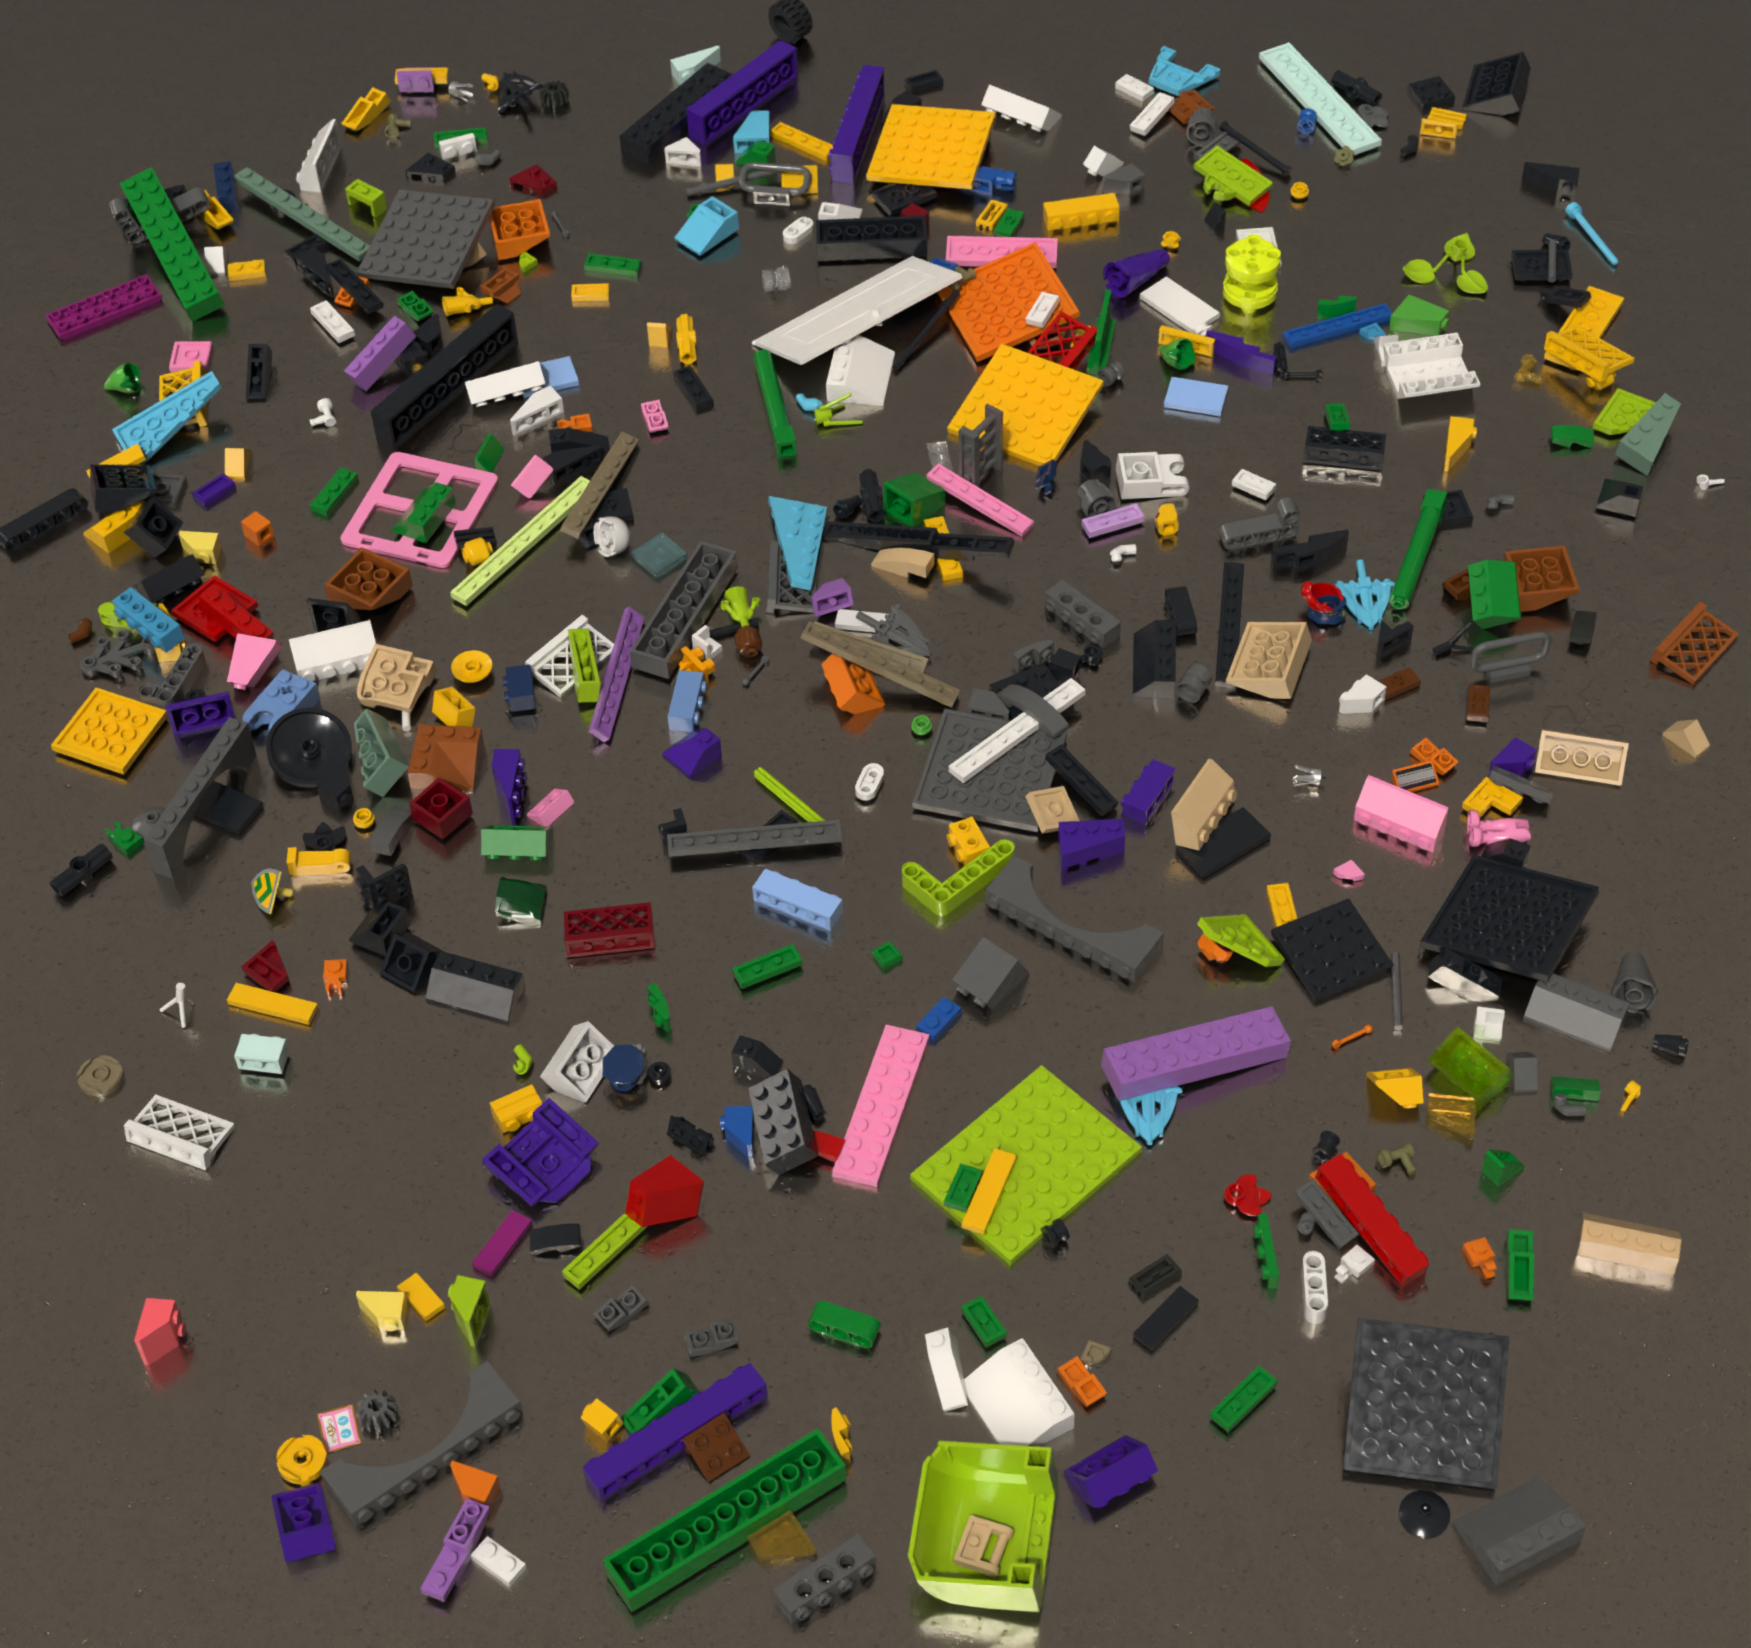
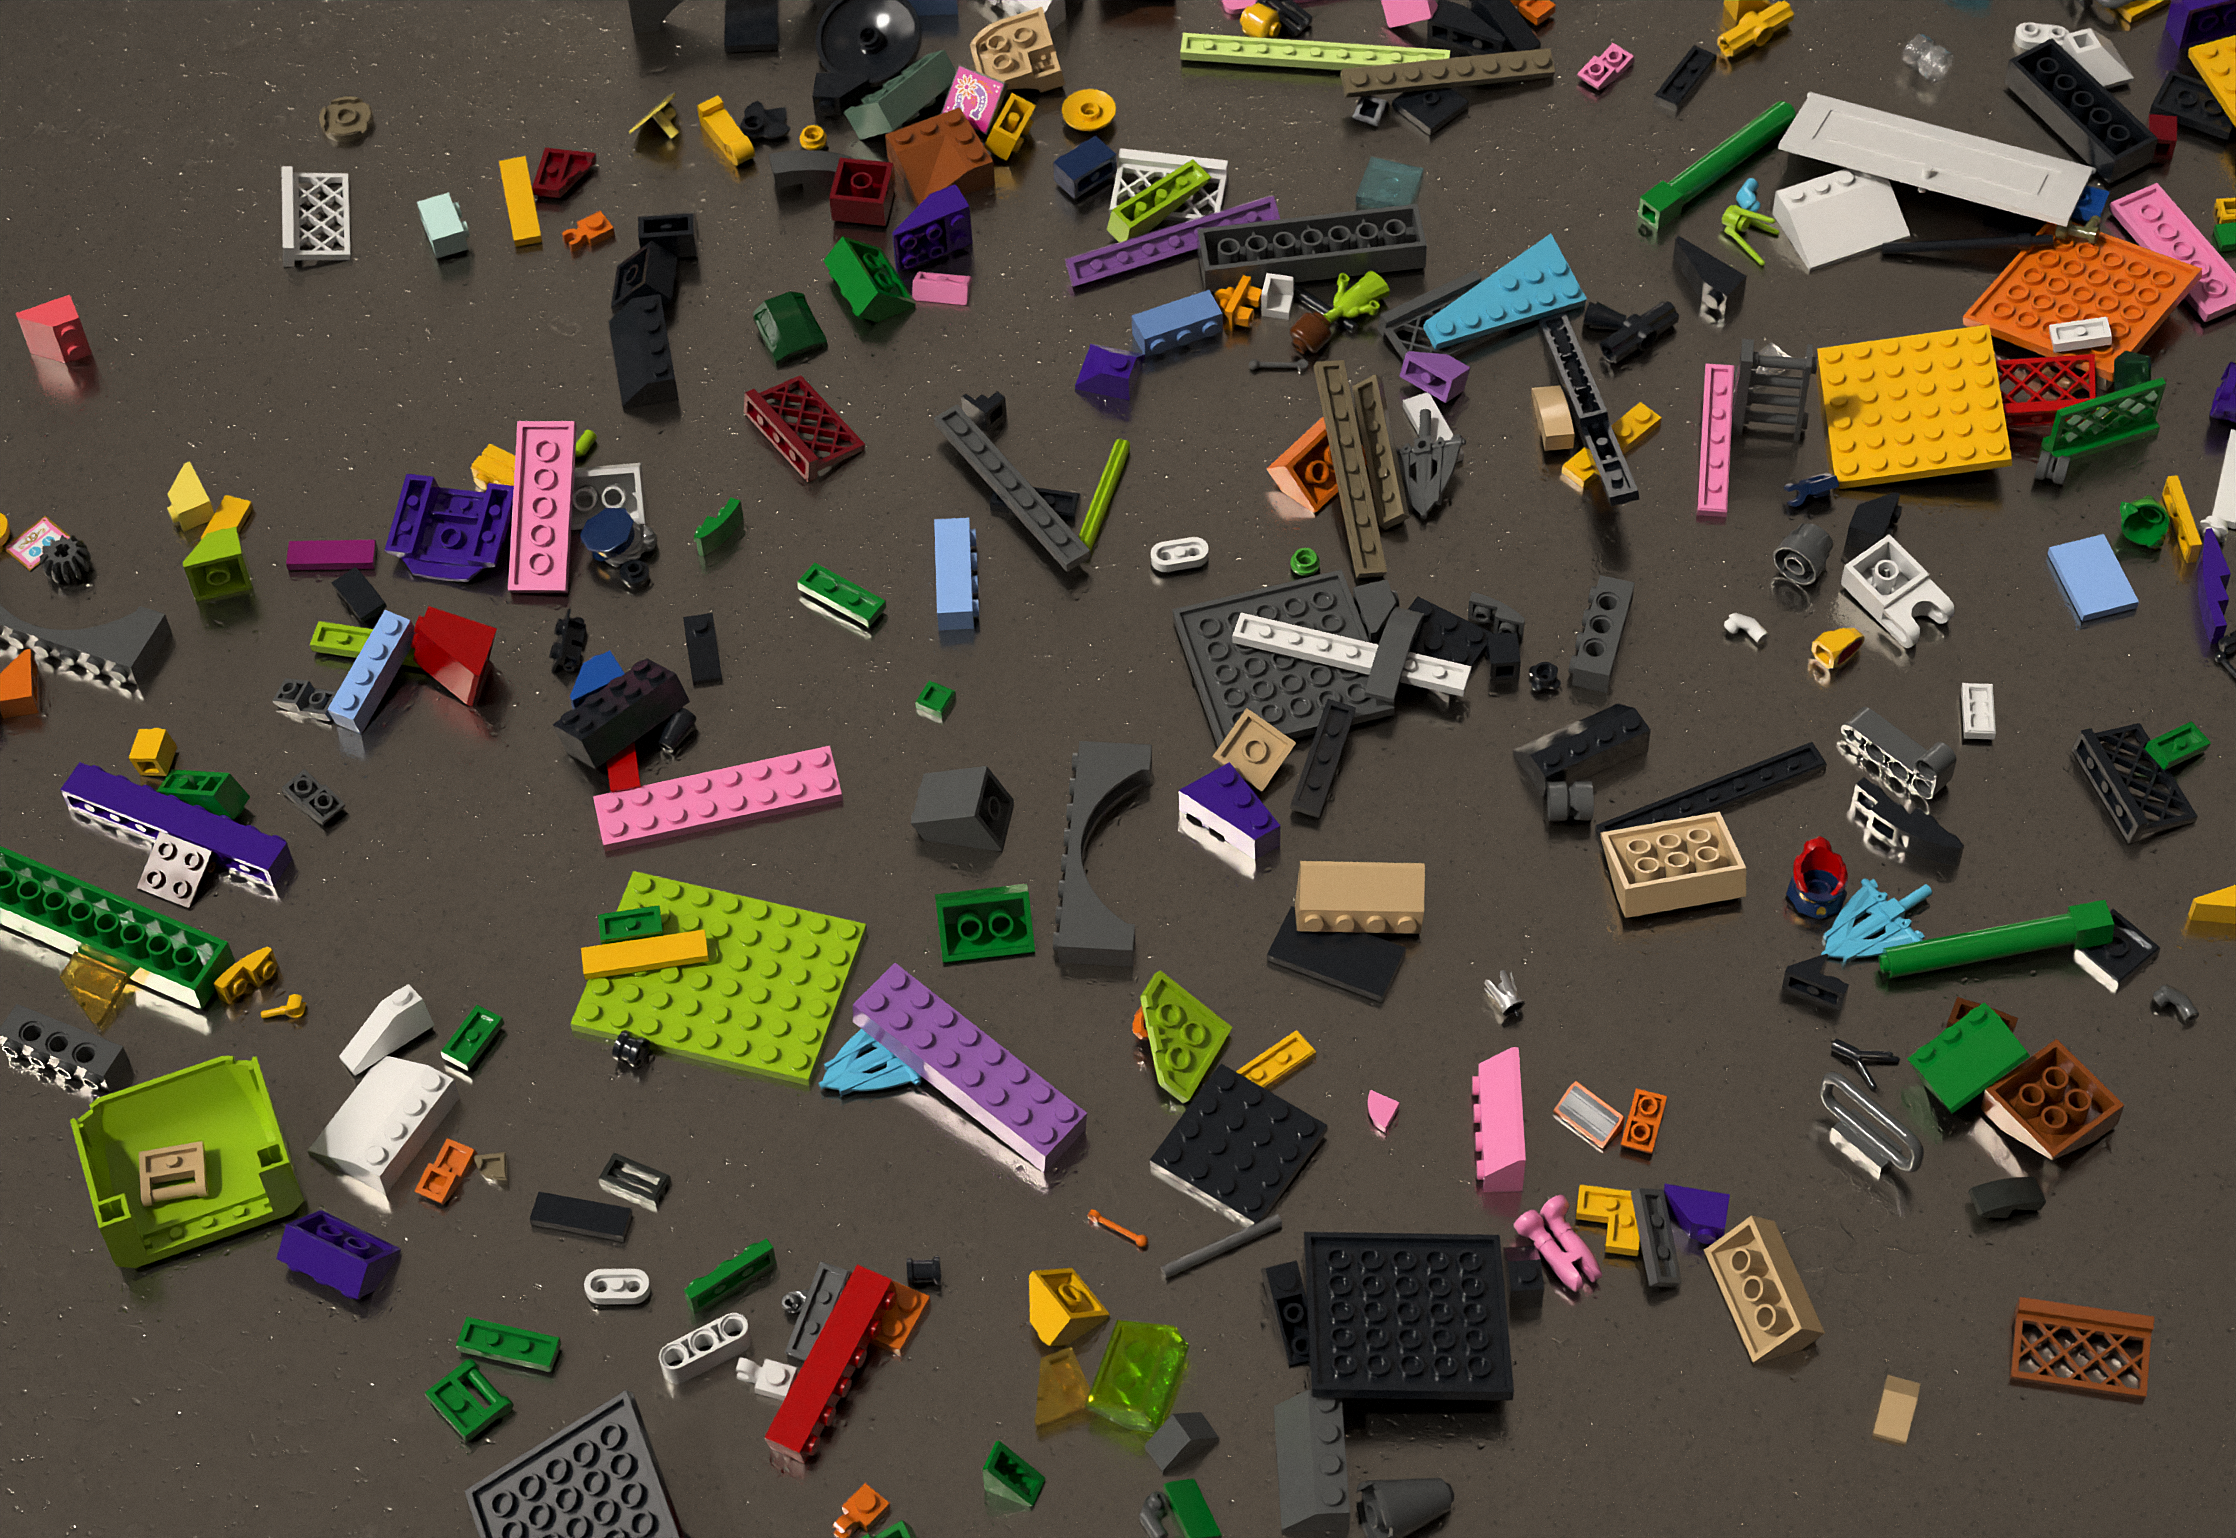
camera: 60 degrees right, 5 degrees up
(180, 998) = (464, 121): white plant -> none
(384, 888) = (717, 203): black bracket -> none
(411, 713) = (977, 97): none -> tile
(577, 1090) = (542, 507): none -> bright pink plate
(611, 535) = (1377, 127): white cylinder -> none
(639, 1251) = (372, 672): none -> light blue brick
(844, 1324) = (394, 907): green beam -> none
(856, 446) = (1711, 278): none -> black slope
(885, 1422) = (293, 1009): none -> yellow hand
(912, 498) = (1663, 371): green slope -> none
(939, 1018) = (874, 793): blue plate -> none
(946, 896) = (1087, 714): lime beam -> none
(966, 840) = (1150, 694): yellow brick -> none
(1084, 1001) = (985, 922): none -> green slope
(1087, 307) = (2131, 370): none -> clear green slope
(1113, 520) = (1791, 591): lavender plate -> none
(1148, 791) = (1358, 836): dark purple brick -> none
(1181, 610) = (1688, 733): black beam -> none
(1234, 1319) = (618, 1285): none -> white plate
(1250, 1195) = (805, 1225): red plate -> none
(1273, 1446) = (460, 1406): none -> green plate
(1363, 696) = (1685, 994): white slope -> none
(1386, 1157) = (965, 1361): olive piece -> none
(1400, 682) = (1744, 1026): reddish brown plate -> none
(1478, 703) = (1774, 1131): reddish brown plate -> none
(1488, 1024) = (1227, 1369): white panel -> none

